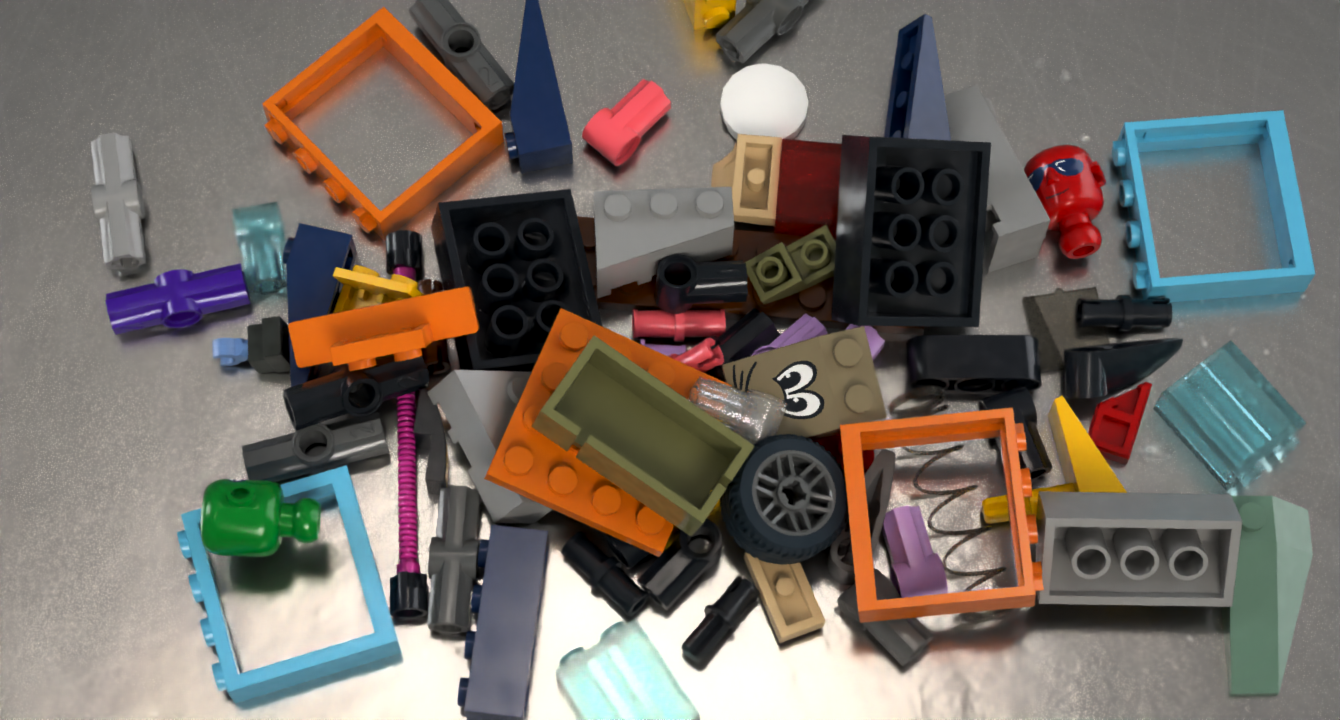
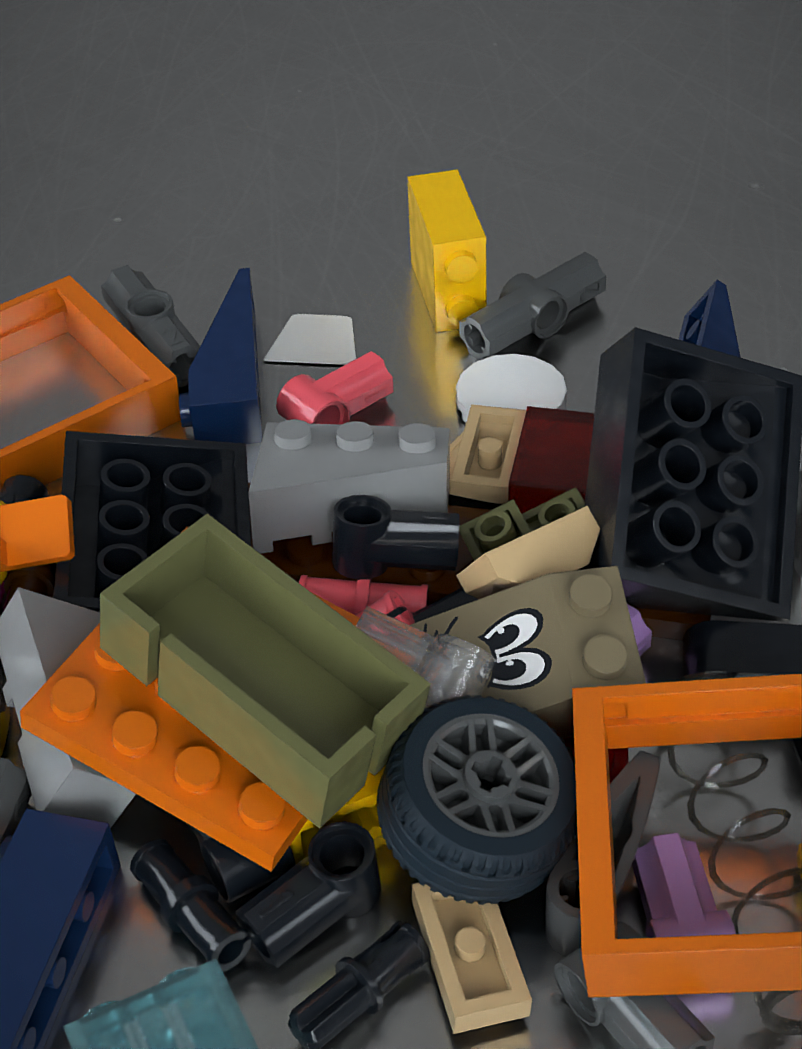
camera: 10 degrees right, 25 degrees down
(595, 46) = (314, 340): none -> white sticker
(805, 307) = (549, 549): none -> tan slope

